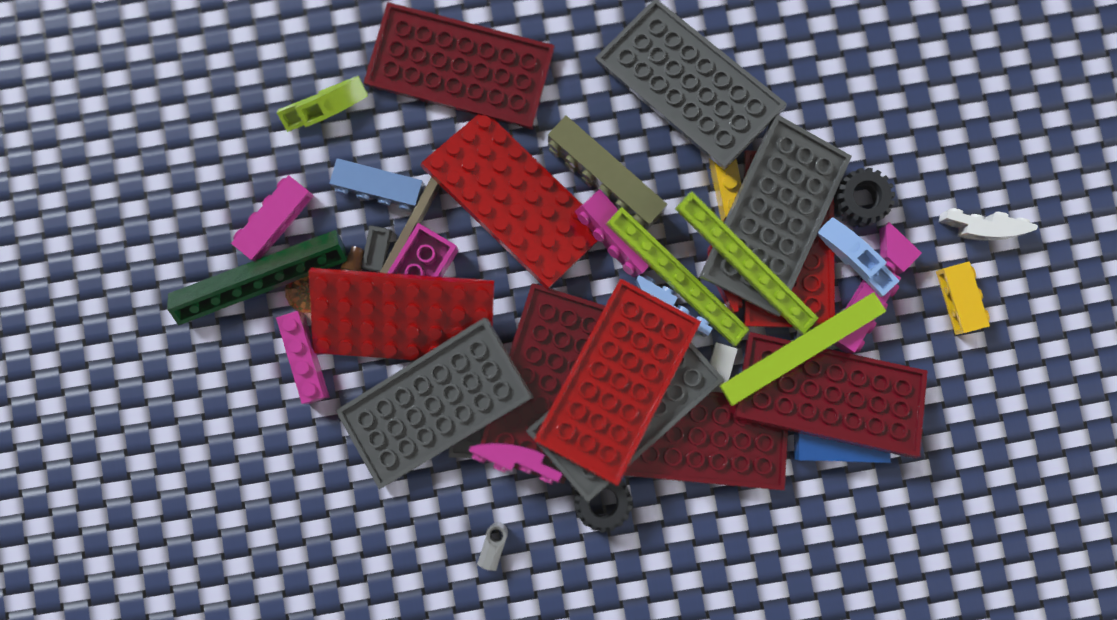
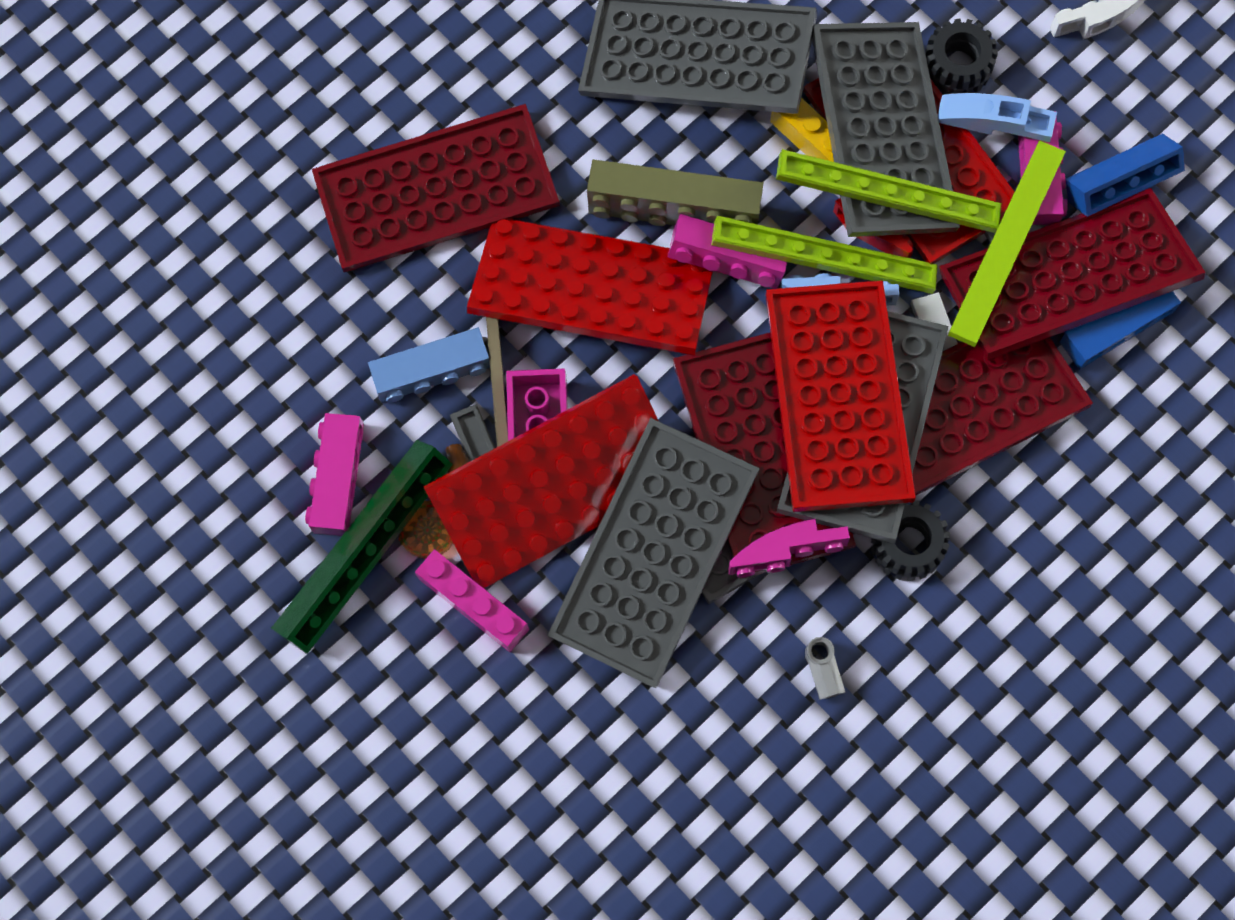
camera: 30 degrees left, 10 degrees down
(323, 105) = (312, 319): lime slope -> none
(896, 249) = (1030, 85): dark pink slope -> none
(916, 351) = (1125, 174): none -> blue brick
(963, 298) = (1133, 94): yellow brick -> none

